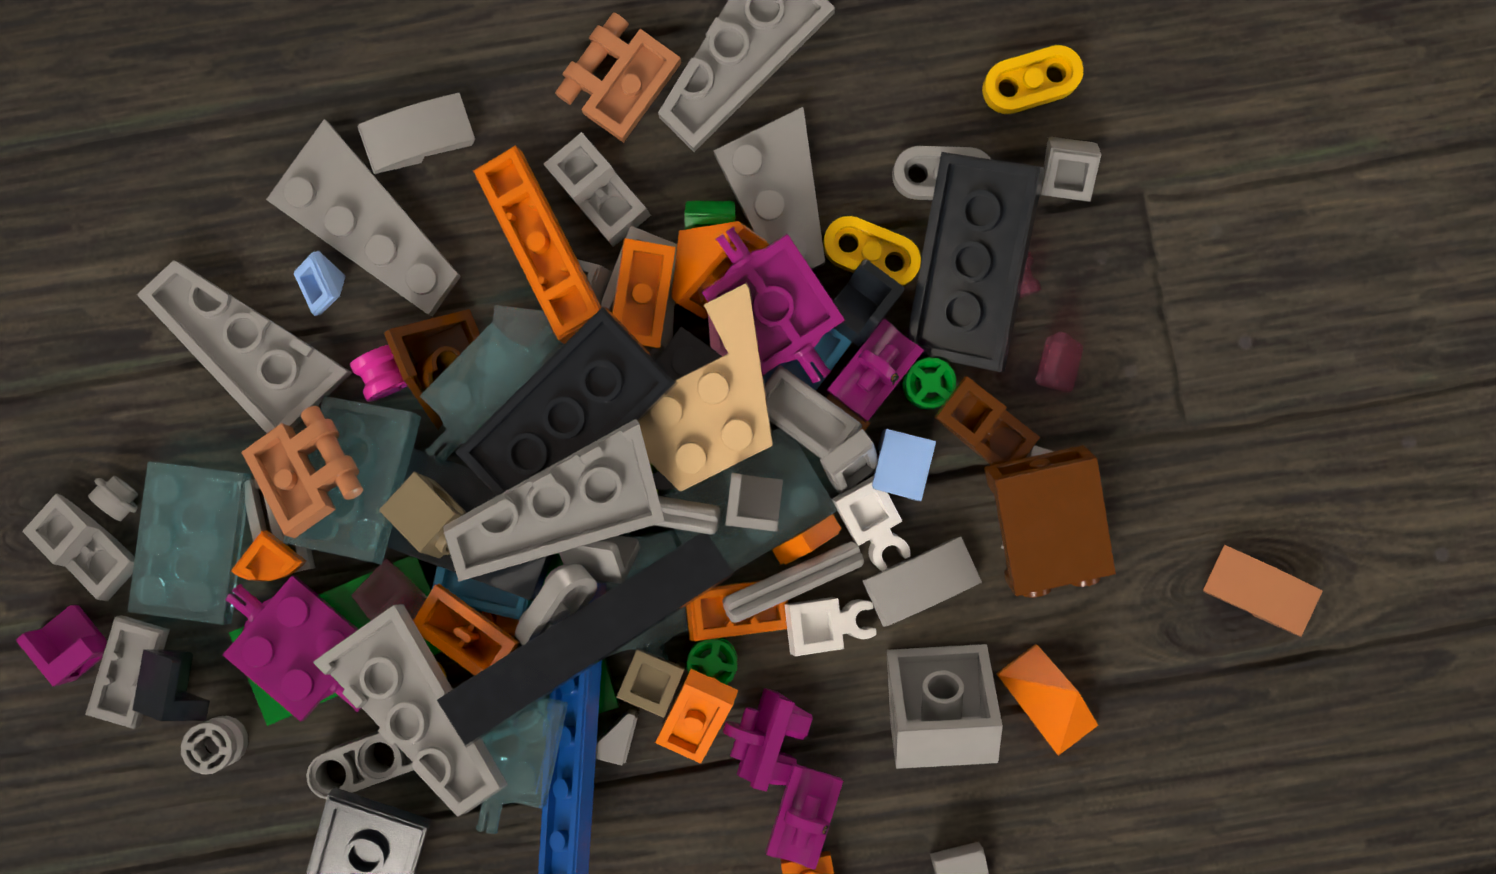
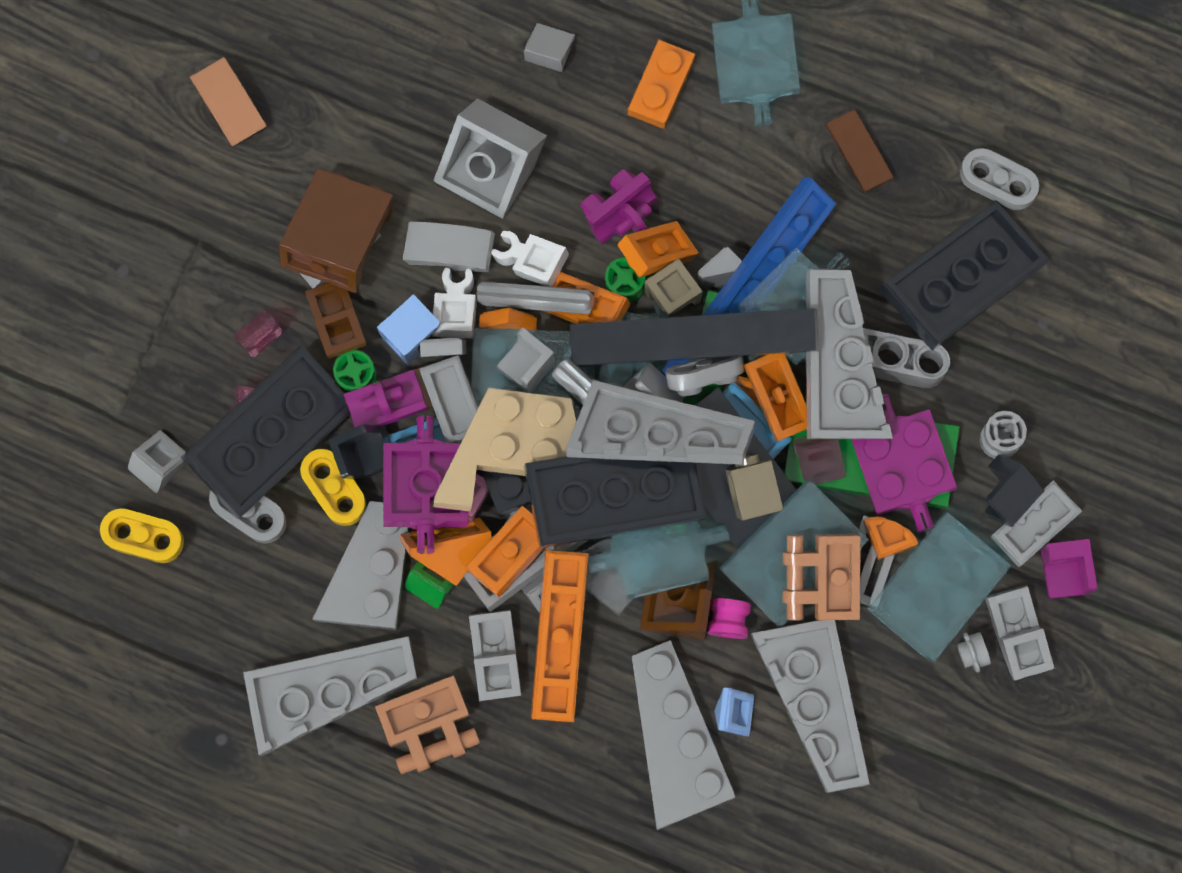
camera: 145 degrees left, 10 degrees down
(416, 132) = (597, 776): light grey slope -> none
(804, 816) = (627, 142): magenta hips -> none
(1048, 699) = (417, 121): orange slope -> none

